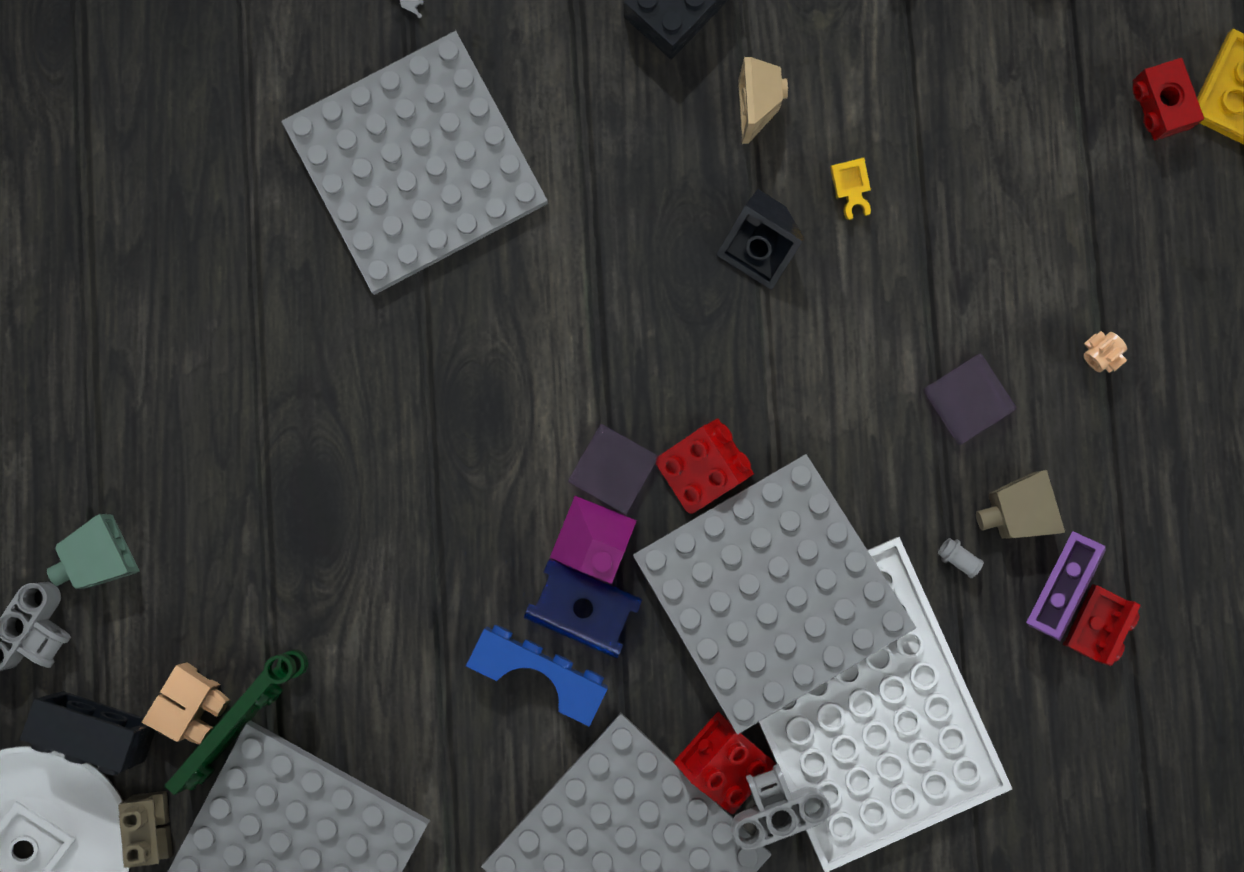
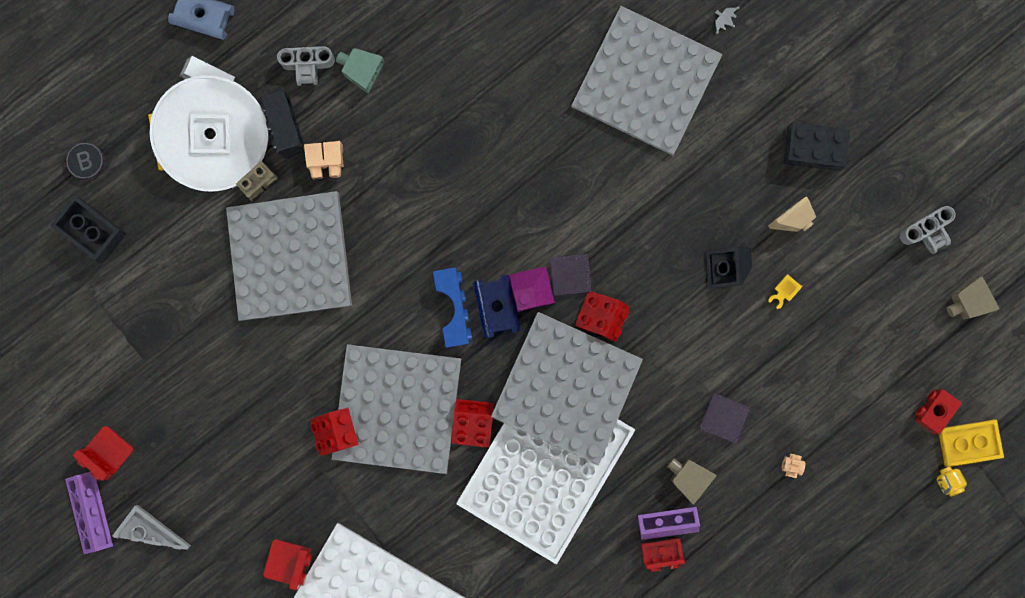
camera: 55 degrees right, 0 degrees up
(261, 692) = (353, 187): dark green hinge -> none
(773, 795) = (472, 453): light grey piece -> none
(960, 557) = (646, 465): light grey pin -> none

